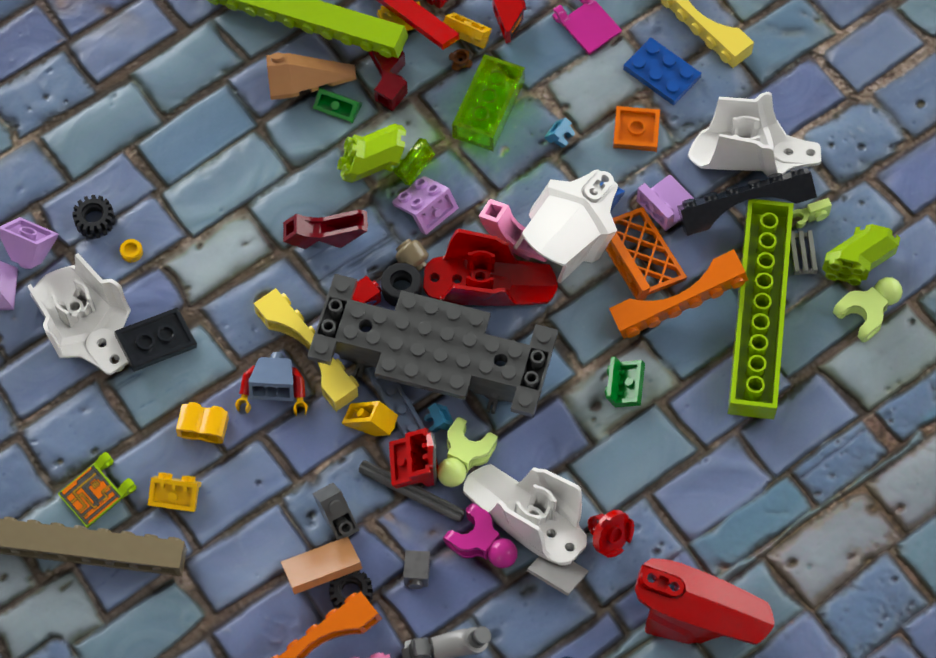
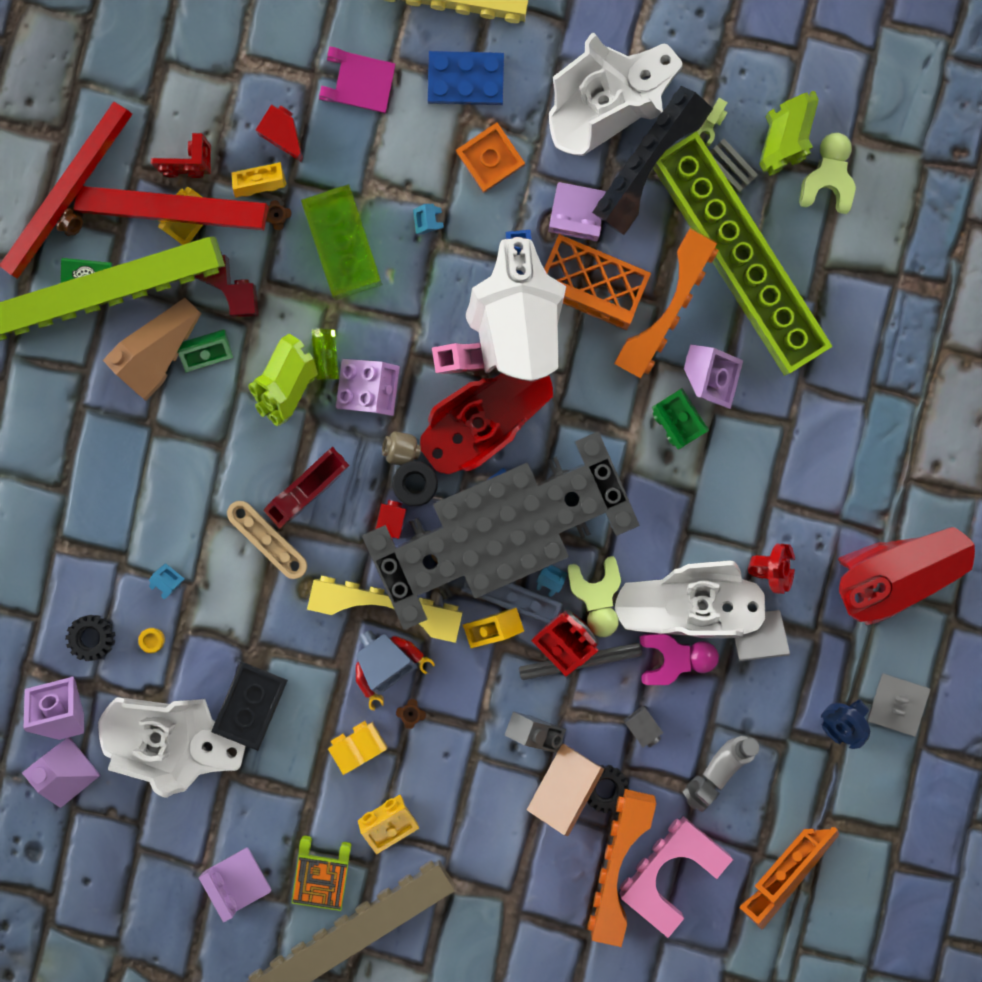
camera: 40 degrees left, 25 degrees up
(32, 446) = (234, 883): none -> lavender bracket
(177, 219) = (166, 580): none -> dark azure tile
(258, 426) = (411, 706): none -> reddish brown plate
(268, 245) = (267, 539): none -> tan plate
(676, 371) = (713, 374): none -> lavender slope

